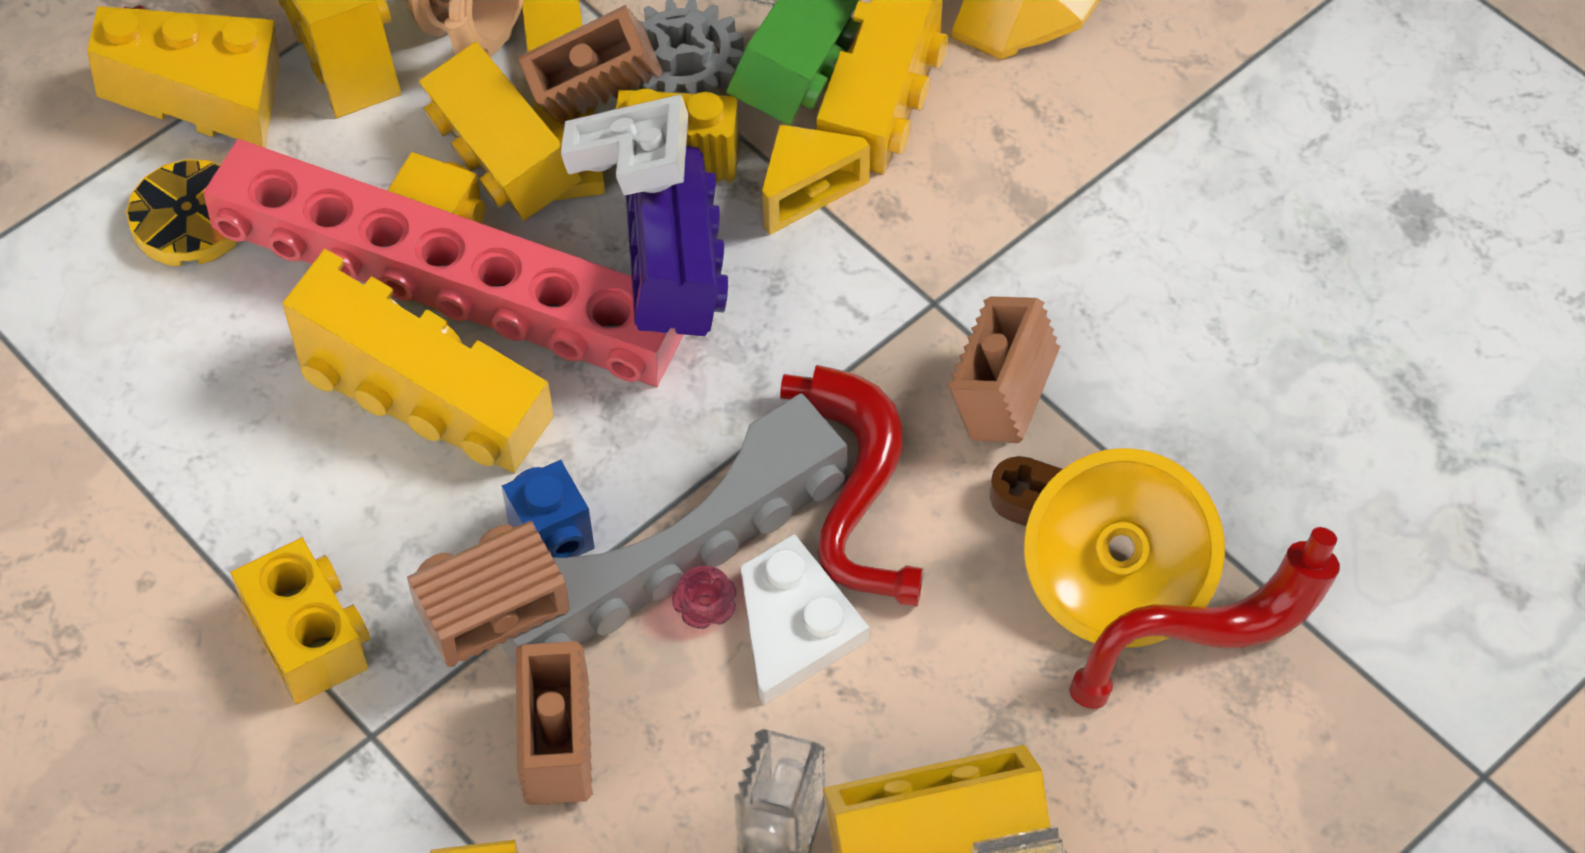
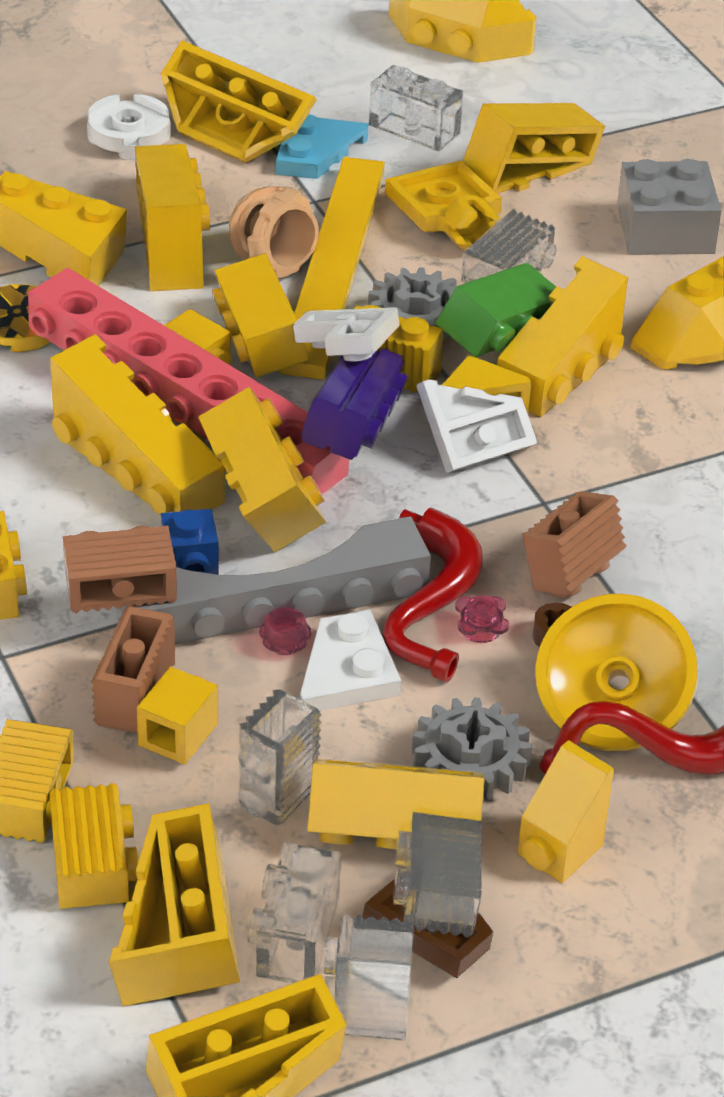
camera: 15 degrees right, 15 degrees down
(590, 64) = (342, 280): nougat brick -> none
(599, 377) = (263, 469): none -> yellow wedge
(630, 770) = (177, 715): none -> yellow brick
(820, 223) = (473, 424): none -> white wing
(928, 517) = (481, 618): none -> clear pink plate
(1011, 685) = (498, 743): none -> light grey gear
(1140, 773) = (567, 813): none -> yellow slope

